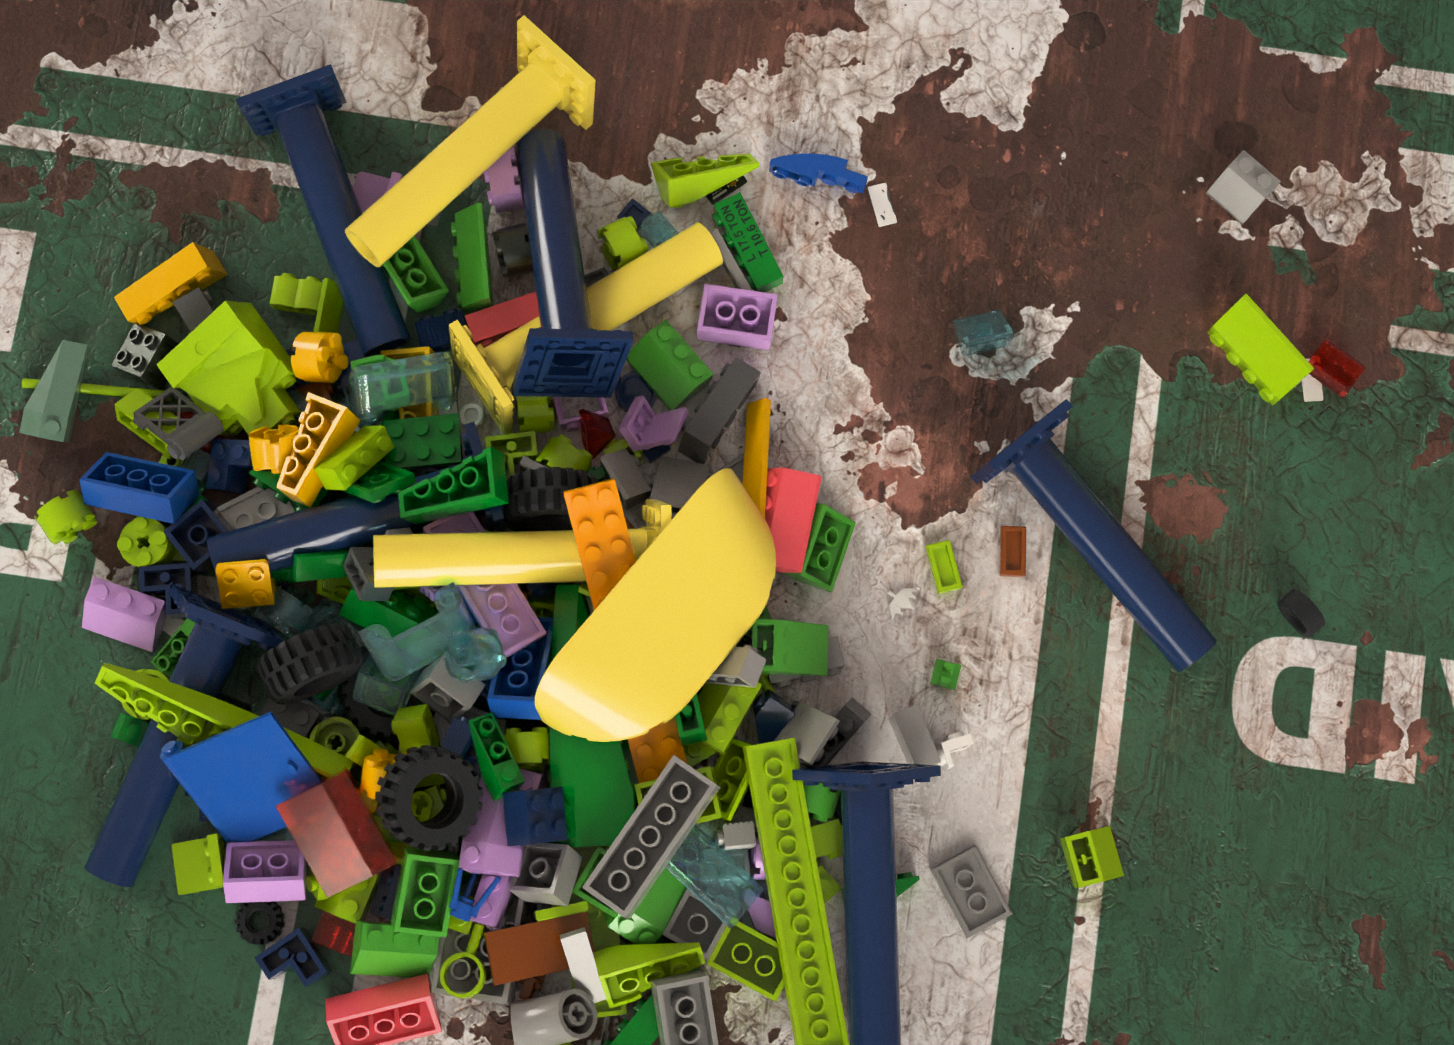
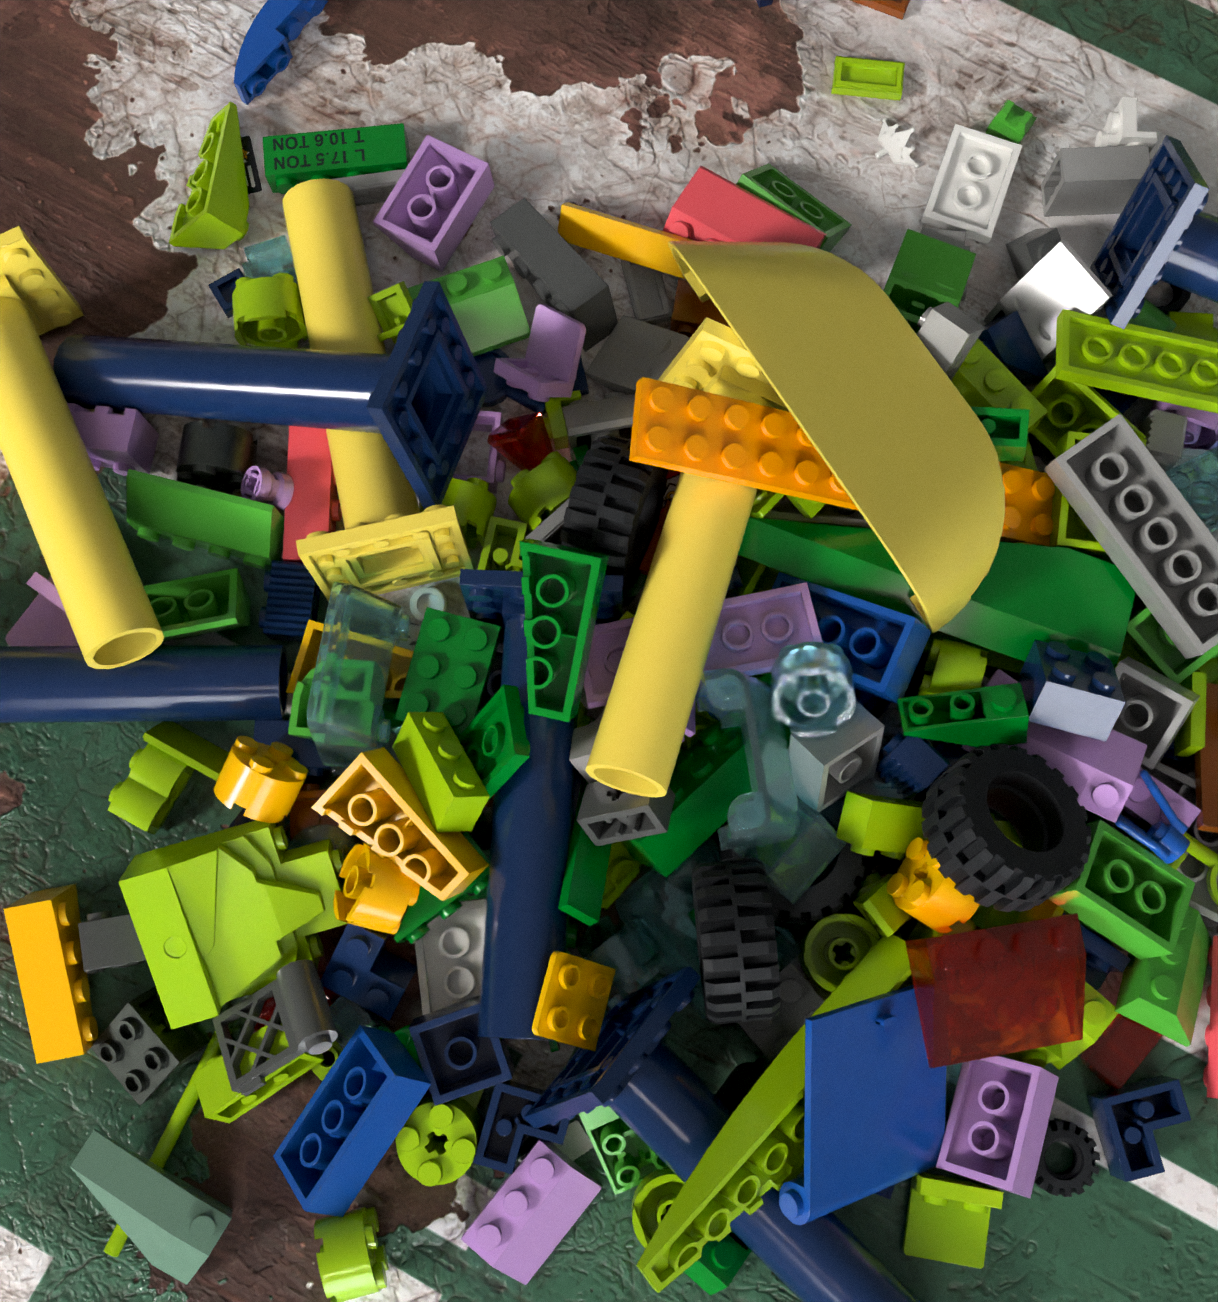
camera: 65 degrees left, 0 degrees up
(504, 288) = (269, 488): none -> lavender wheel
(644, 321) = (391, 309): none -> lime bracket
(889, 660) = (971, 183): none -> white plate

